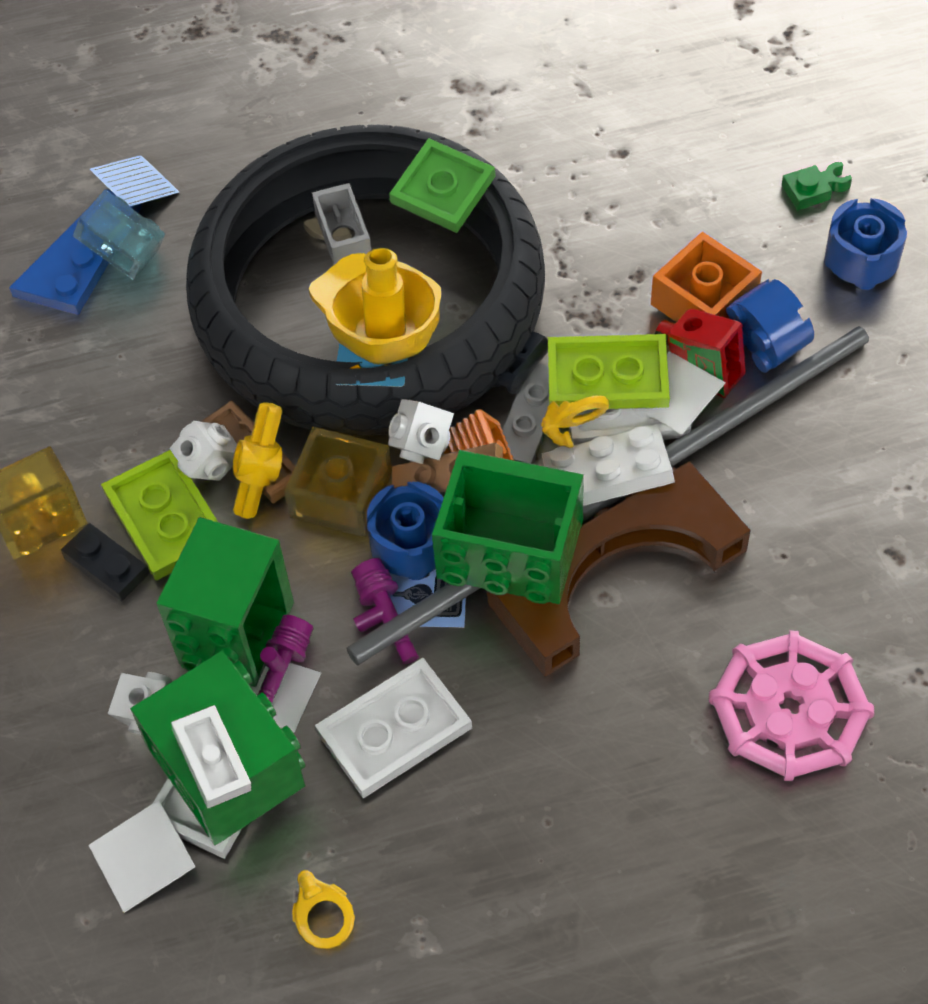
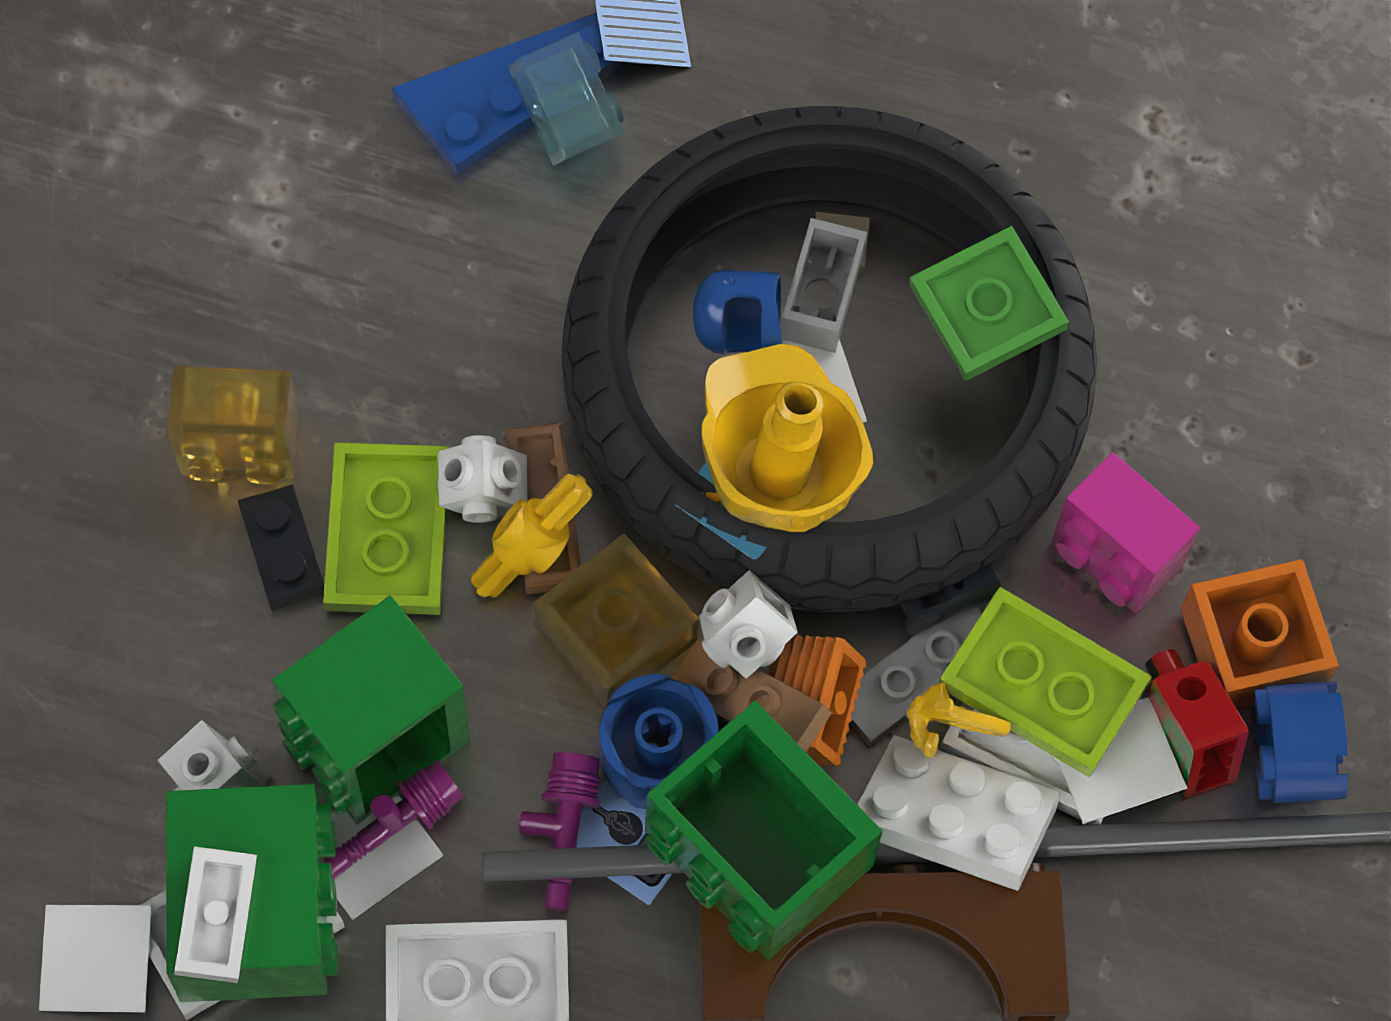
camera: 25 degrees right, 10 degrees up
(303, 258) = (738, 311): none -> blue helmet
(595, 275) = (1124, 534): none -> dark pink brick

